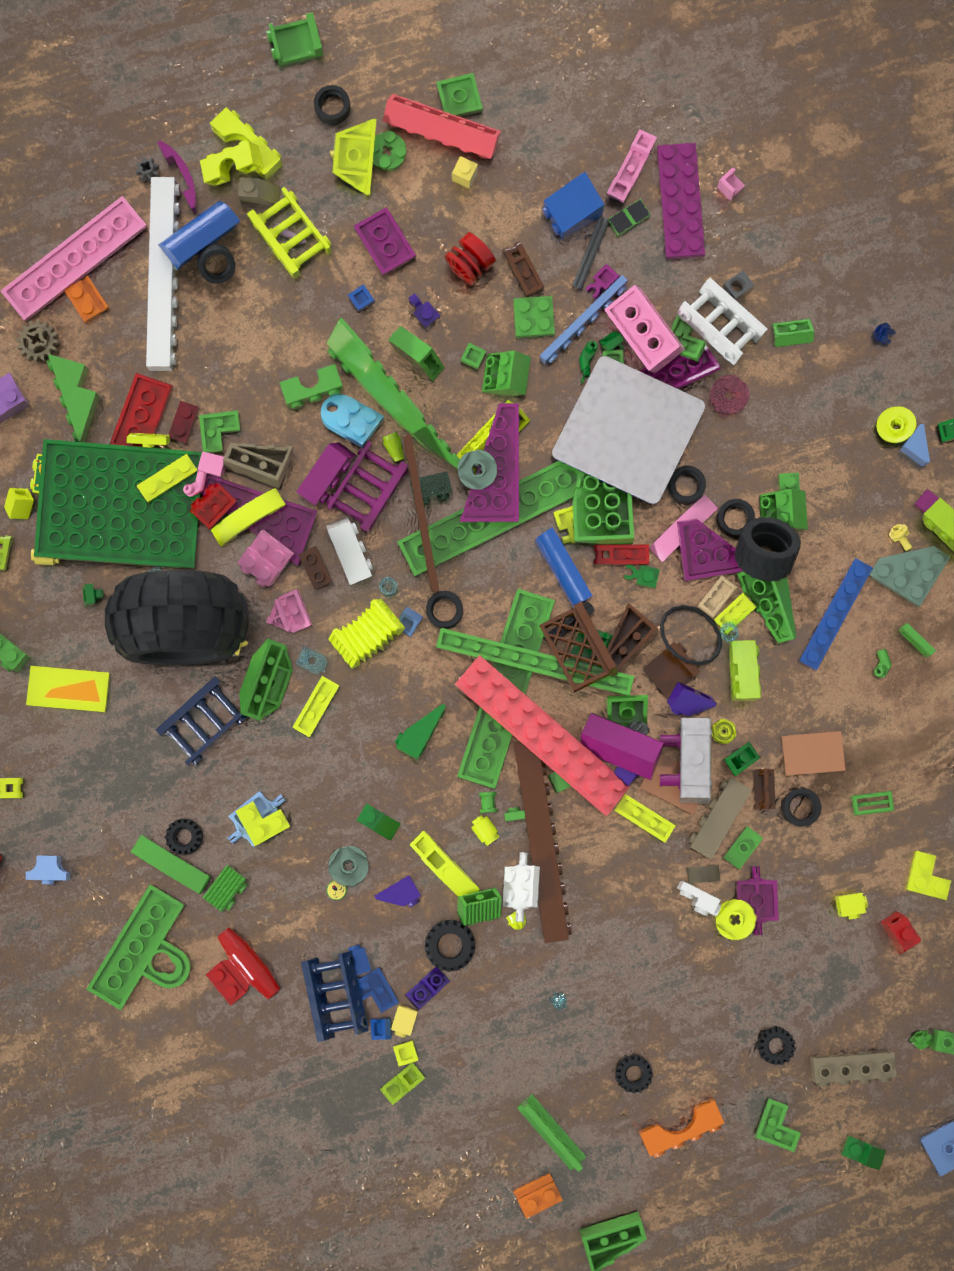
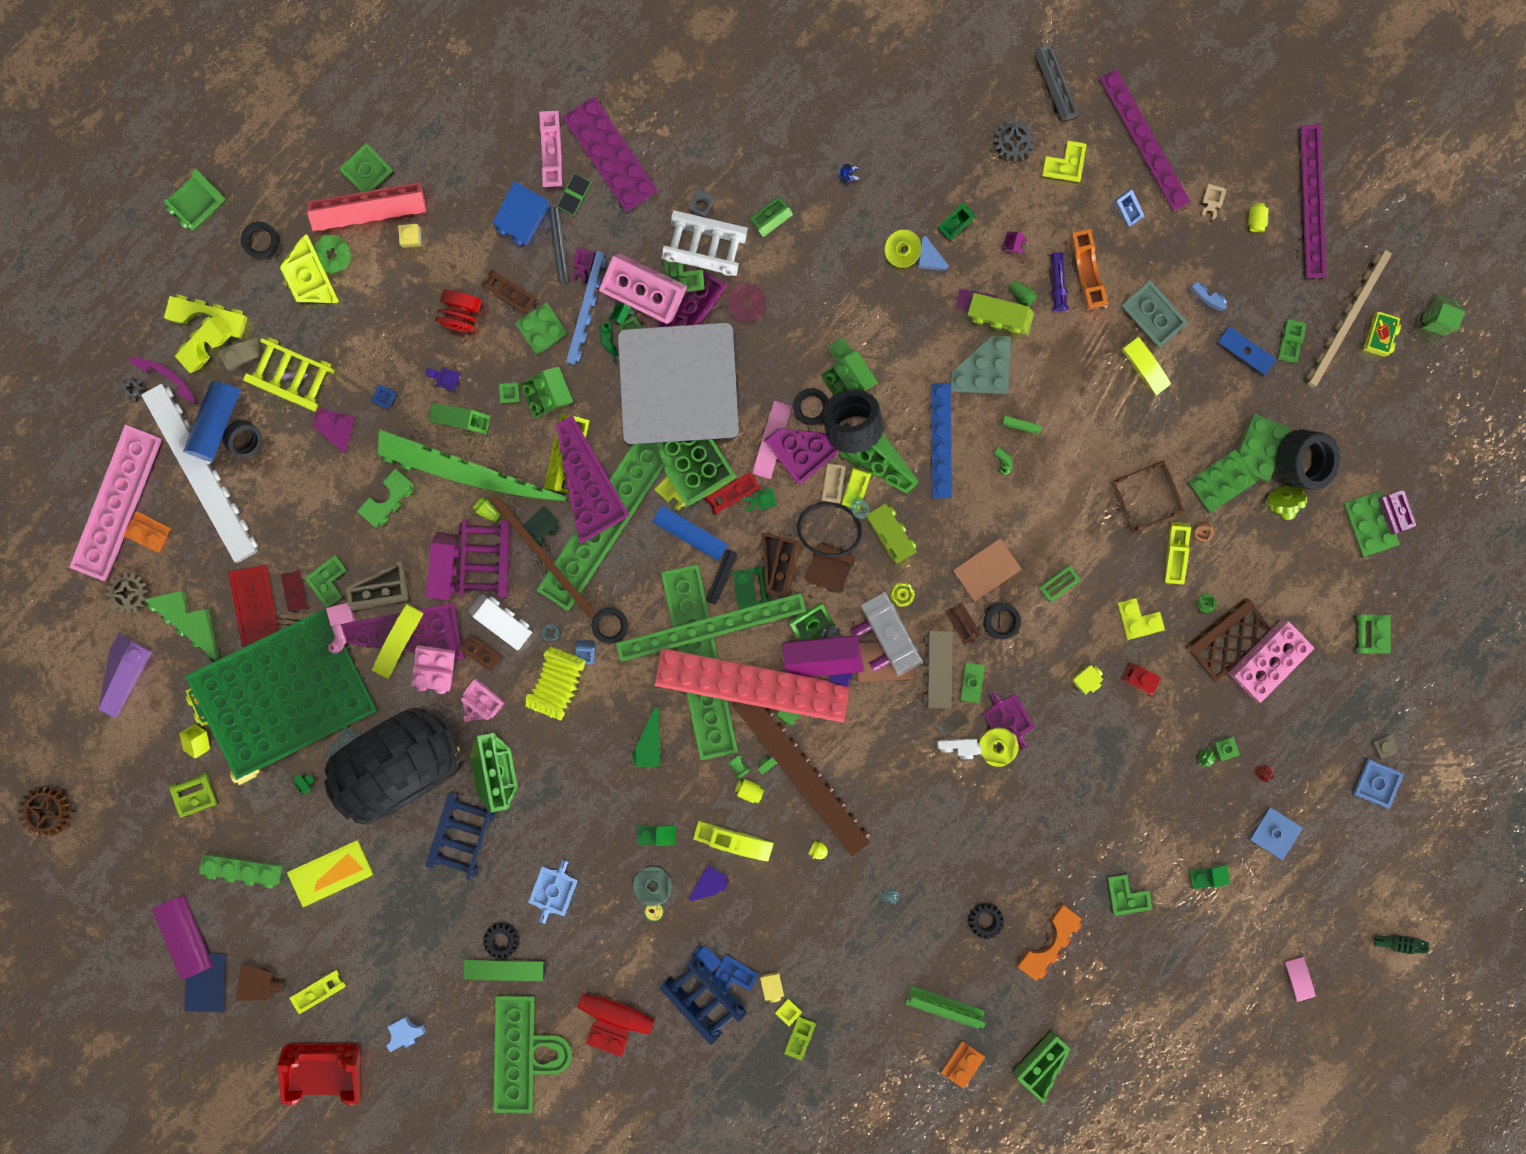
camera: 35 degrees left, 5 degrees up
(148, 440) = (274, 624): neon yellow plate -> none
(167, 478) = (309, 648): neon yellow plate -> none
(212, 505) = (361, 649): red bracket -> none
(225, 889) = (560, 963): bright green brick -> none
(261, 828) = (561, 897): neon yellow plate -> none
(302, 300) = (334, 427): none -> magenta wing
(303, 661) = (514, 732): clear light blue brick -> none
(316, 706) = (548, 768): neon yellow plate -> none
(351, 419) = (437, 507): medium azure plate -> none
(381, 1029) = (756, 1004): blue plate -> none
(384, 241) = (375, 335): magenta plate -> none
(427, 988) = (775, 949): dark purple slope -> none
(454, 963) = (762, 915): black tyre -> none
(476, 458) = (578, 485): sand green plate -> none
(479, 906) = (781, 858): bright green brick -> none
(521, 887) = (806, 821): white plate -> none
(595, 644) = (753, 584): reddish brown fence -> none
(644, 818) = (876, 705): neon yellow plate -> none
(689, 700) = (859, 585): dark purple slope -> none
(701, 485) = (750, 387): black tyre -> none
(730, 184) = (645, 116): bright pink panel -> none
(742, 758) = (930, 609): green slope -> none
(789, 1046) = (1098, 839): black tyre -> none
(852, 1067) = (1162, 812): dark tan brick -> none
(899, 533) = (957, 340): light yellow plate -> none

